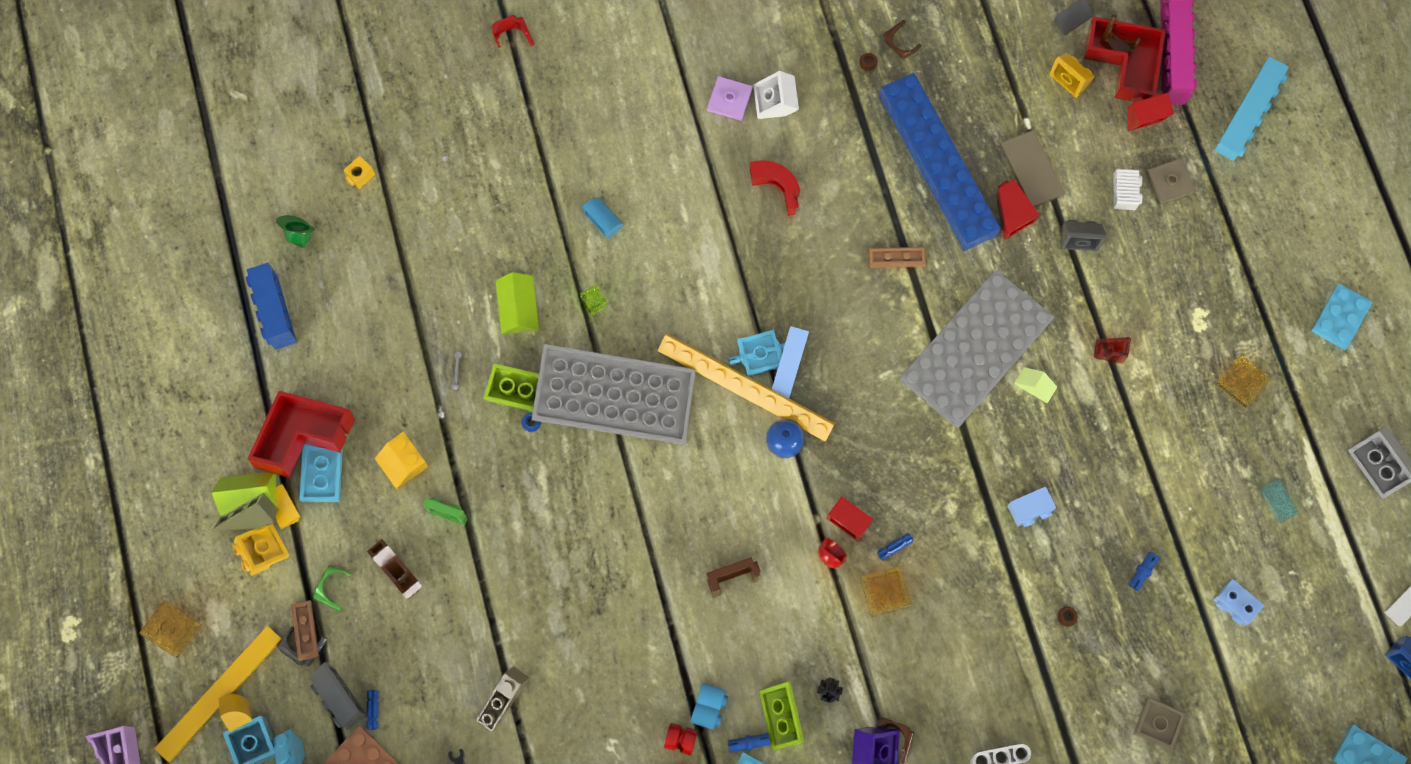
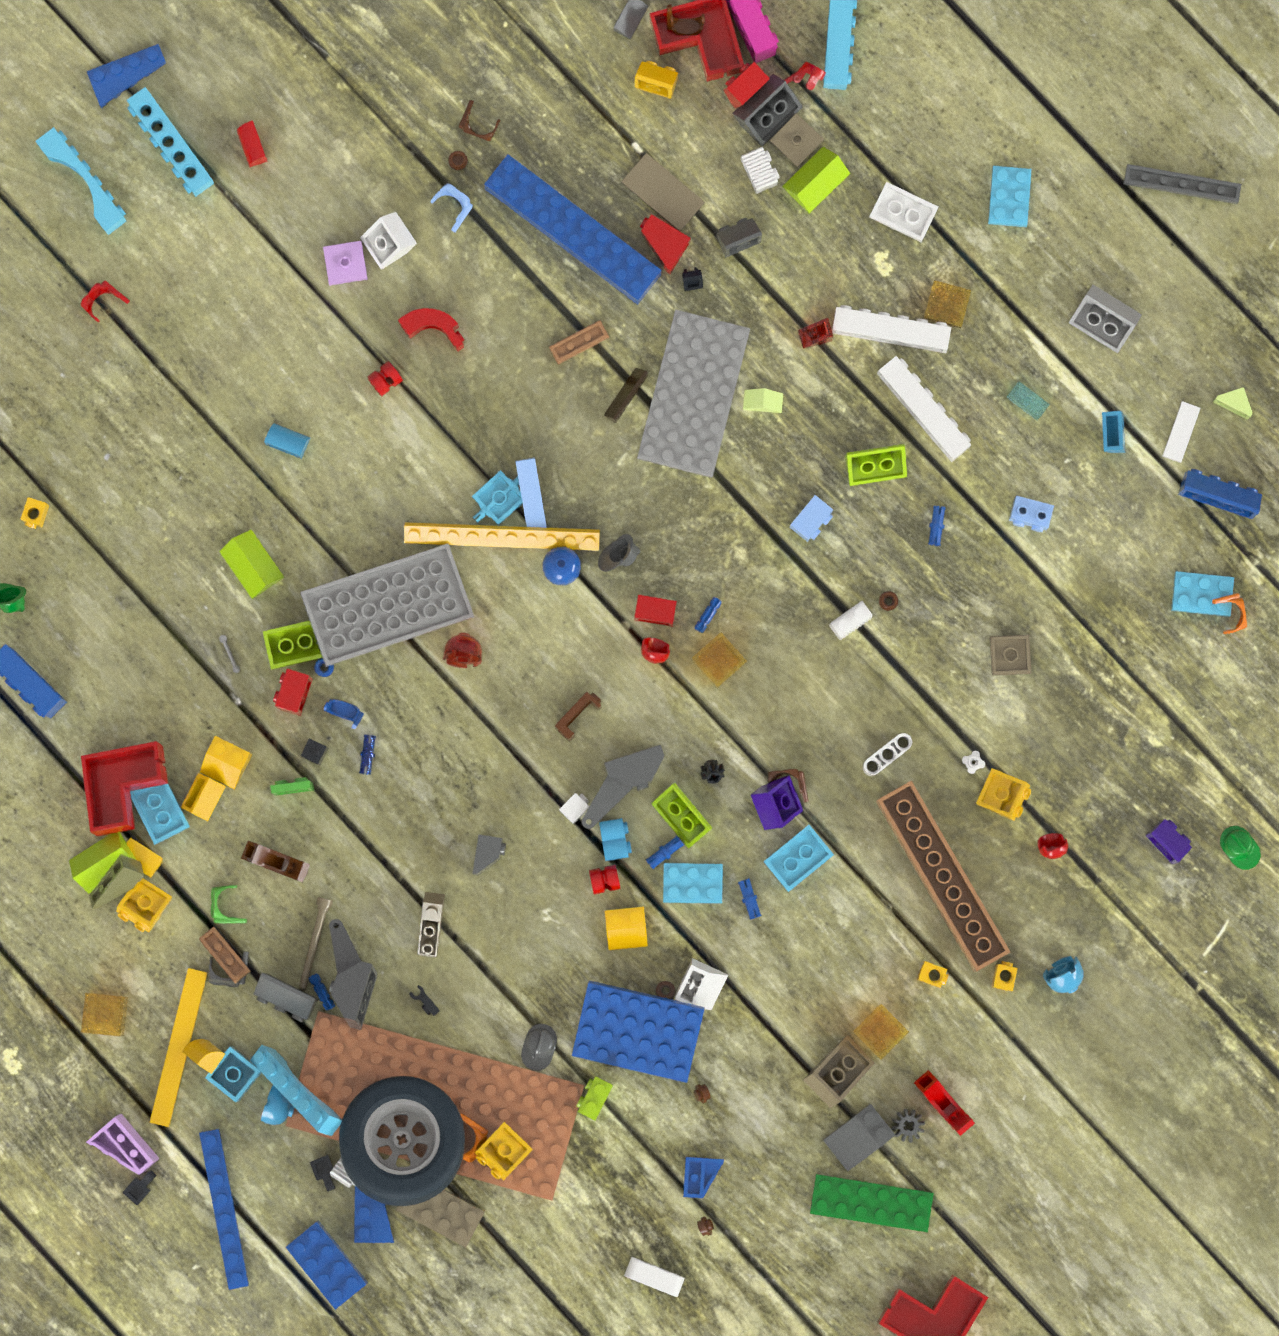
camera: 30 degrees left, 10 degrees up
(365, 481) = (203, 796): none -> yellow brick
(405, 714) = (353, 979): none -> dark grey slope
(416, 632) = (323, 906): none -> dark tan piece
(482, 490) = (314, 751): none -> black brick
(491, 428) = (292, 692): none -> red brick
(527, 468) = (344, 710): none -> blue helmet
(527, 517) = (367, 754): none -> clear blue pin
(586, 659) = (487, 853): none -> dark grey slope
(593, 300) = (321, 525): clear neon green panel -> none
(659, 468) = (462, 650): none -> clear red cylinder
(687, 659) = (575, 807): none -> white brick
(706, 205) = (383, 385): none -> red wheel
(747, 651) = (622, 776): none -> dark grey slope
(842, 452) = (619, 553): none -> dark grey piece
(849, 82) = (450, 190): none -> light blue helmet
(916, 321) = (626, 394): none -> dark brown slope
(1023, 252) = (692, 280): none -> black tile
(1024, 616) = (851, 620): none -> white brick
(1113, 488) = (876, 464): none -> lime slope
(1157, 143) = (768, 110): none -> dark grey slope
(1174, 221) = (816, 179): none -> lime slope
(1180, 461) = (924, 408): none -> white brick
(1182, 378) = (891, 330): none -> white brick
(1211, 127) = (814, 72): none -> red helmet
(1239, 284) = (903, 212): none -> white plate
(1349, 567) = (1113, 432): none -> dark azure brick

